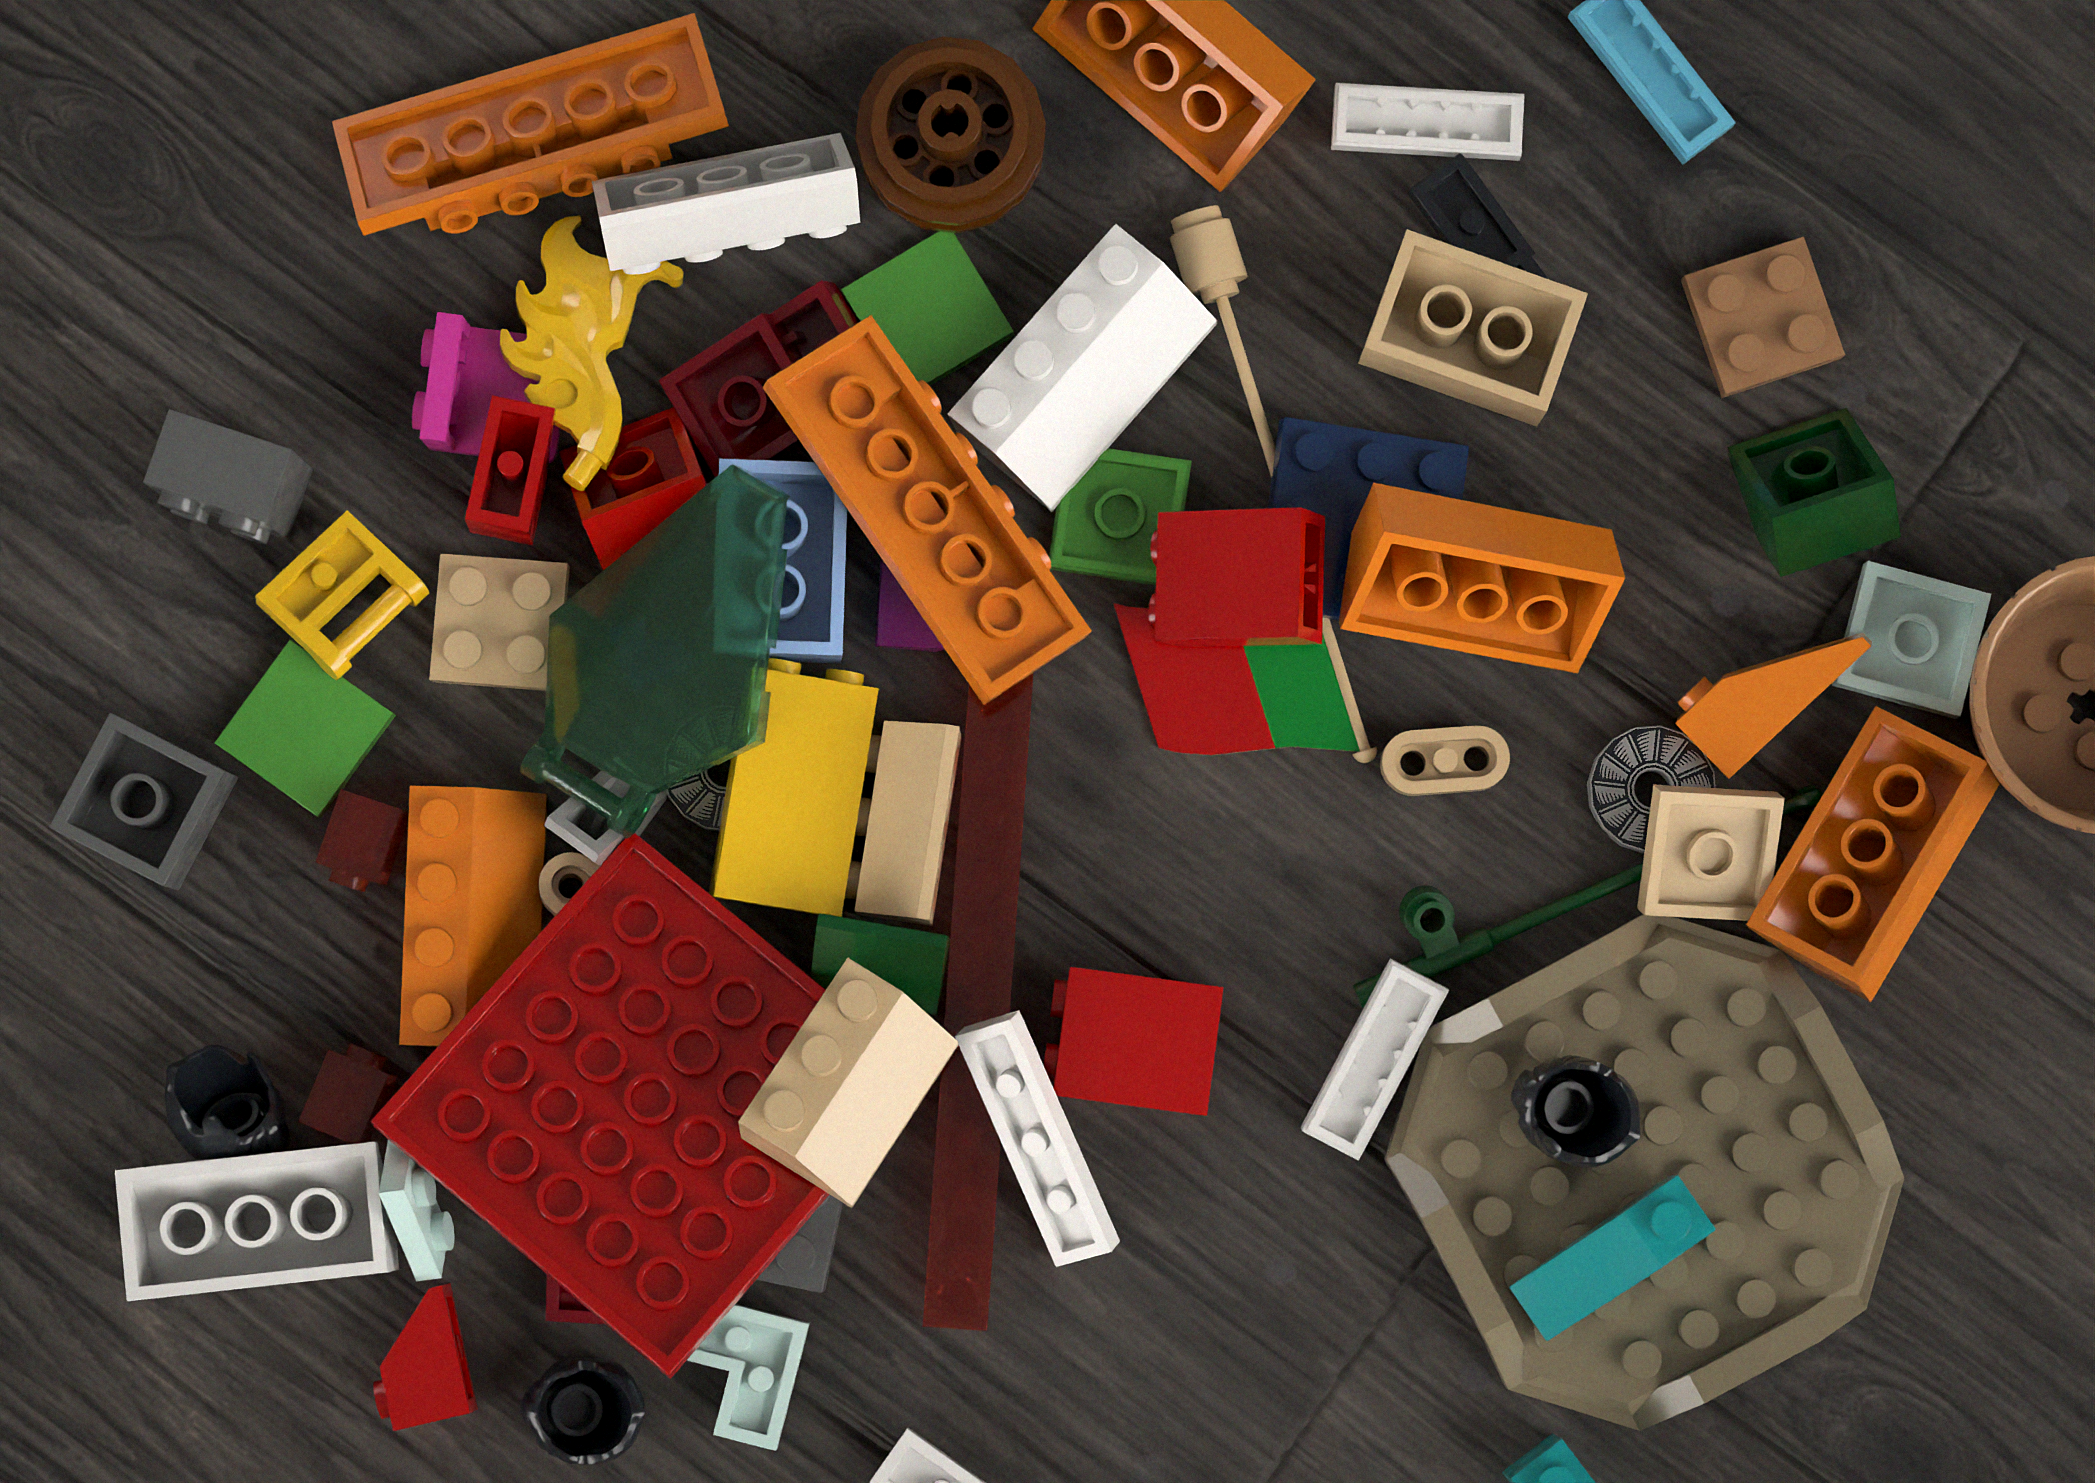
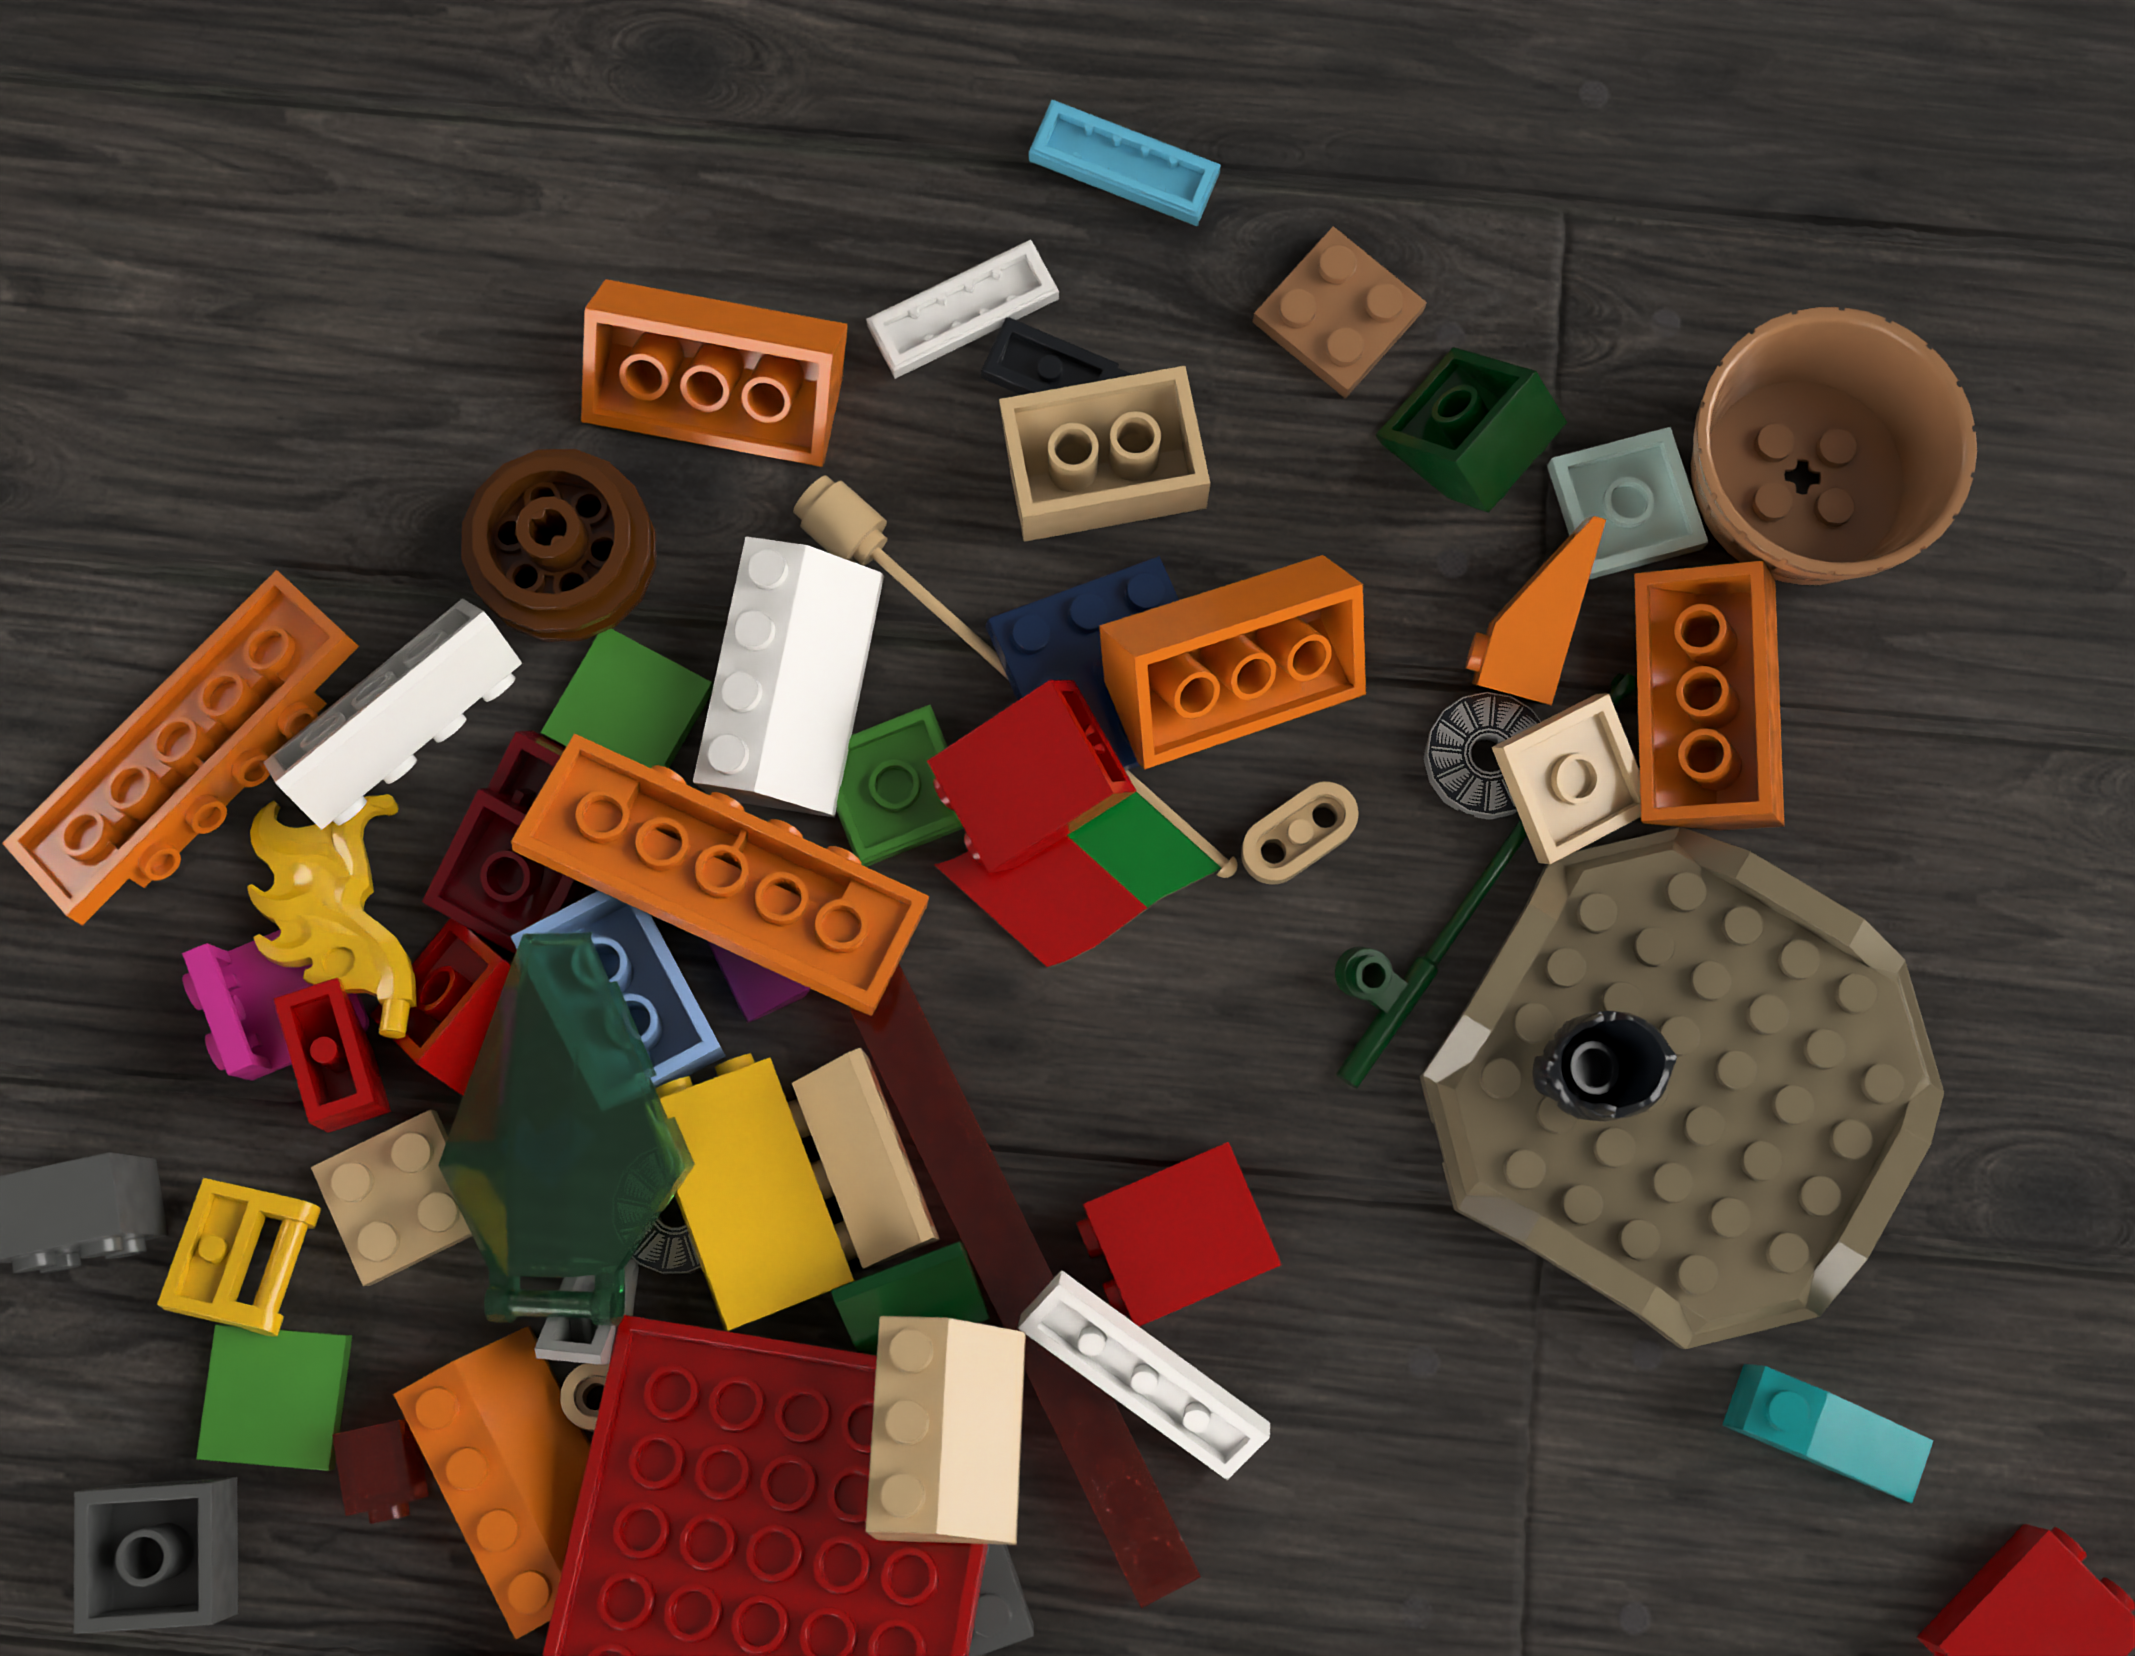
camera: 30 degrees left, 5 degrees down
(1374, 1059) = (1395, 1127): white plate -> none
(1612, 1257) = (1713, 1175): teal slope -> none

